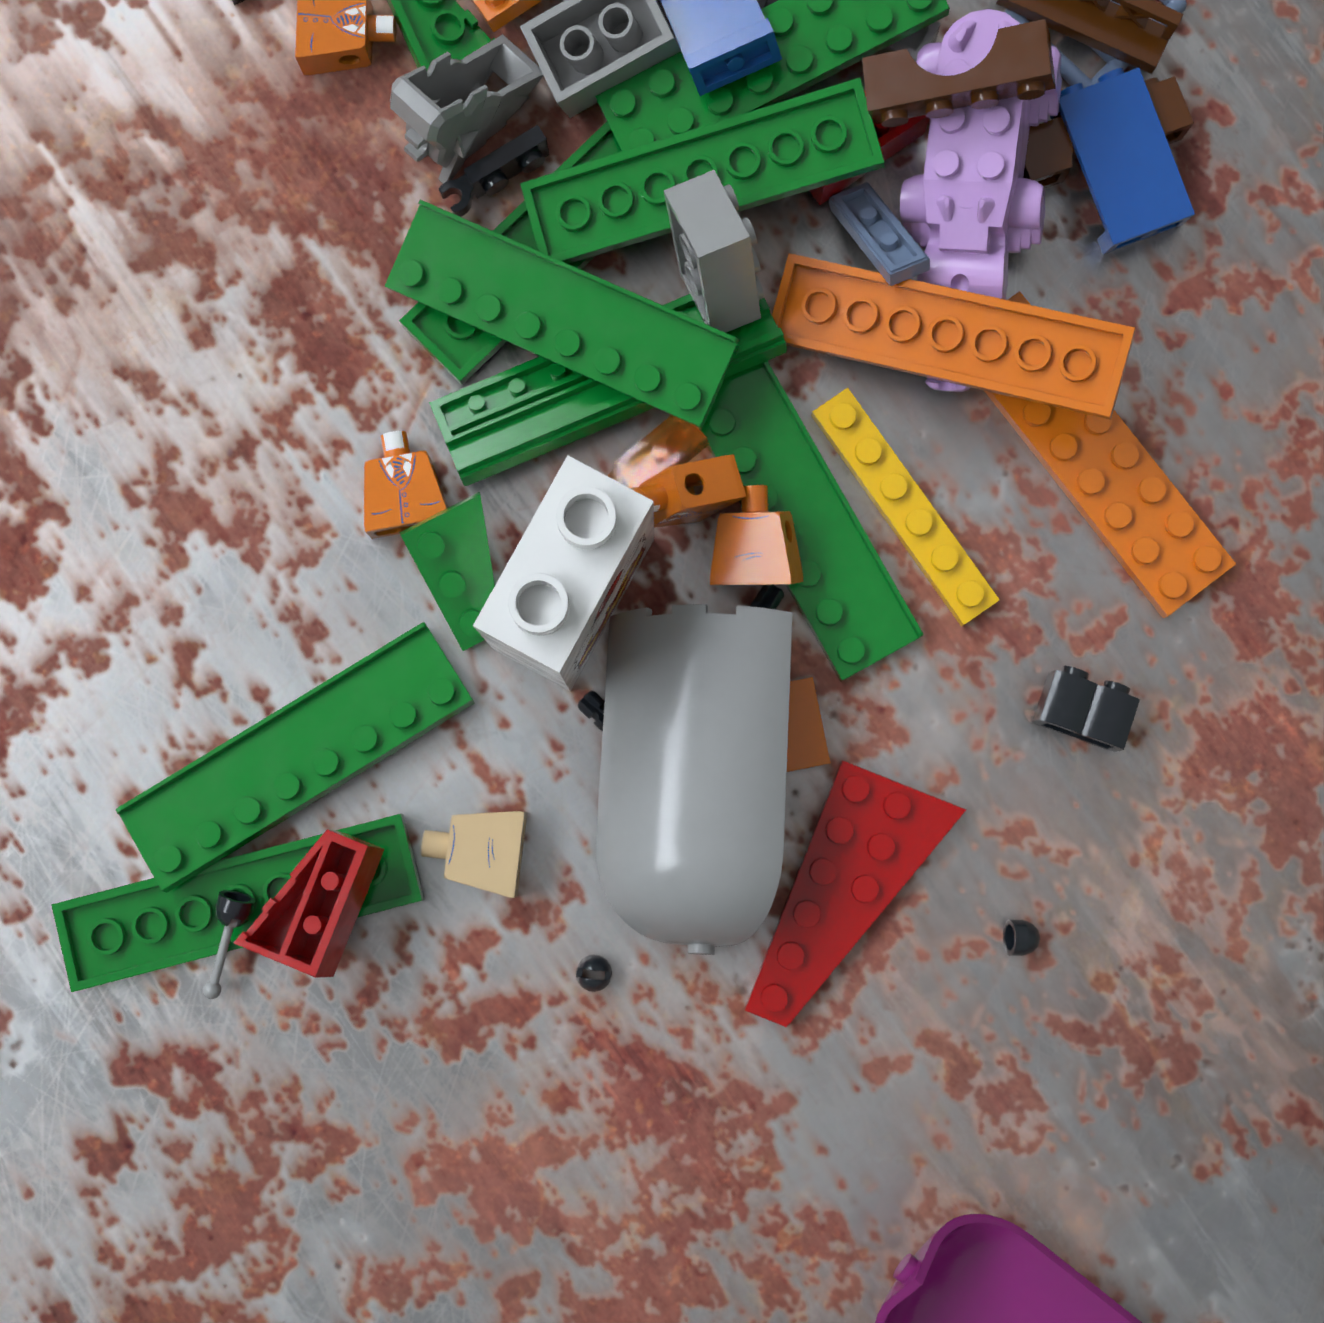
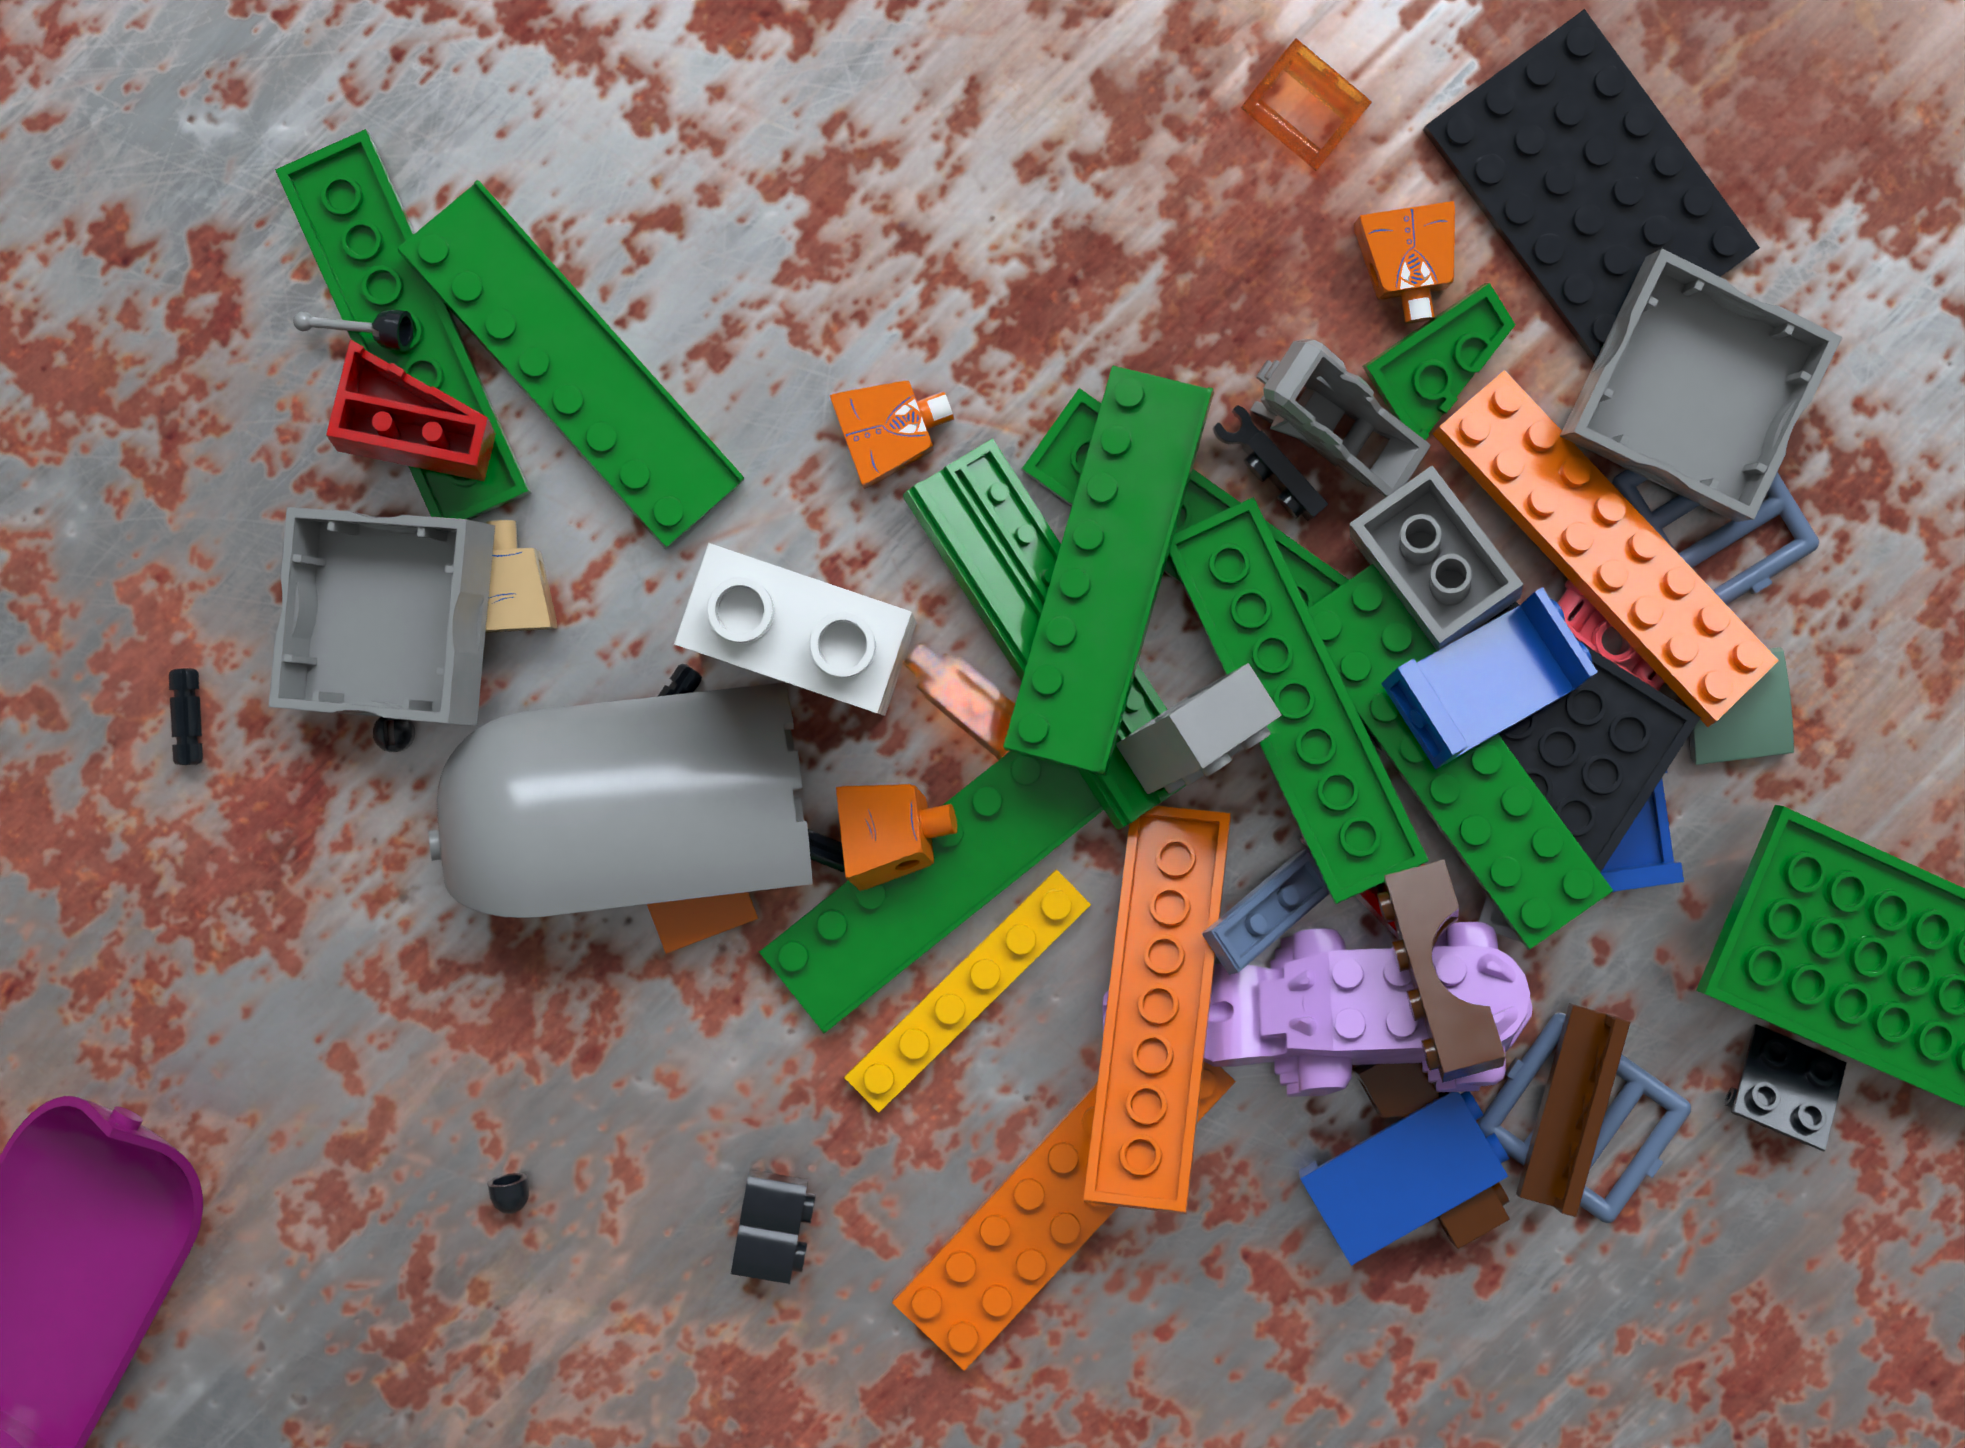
camera: 80 degrees right, 5 degrees up
(181, 72) = (1323, 84): none -> clear orange tile
(455, 564) = (807, 504): green wing -> none
(487, 959) = (382, 615): none -> light grey tile
(547, 1159) = (185, 716): none -> black axle
(675, 496) = (926, 735): orange torso -> none
(855, 864) = (561, 998): red wing -> none

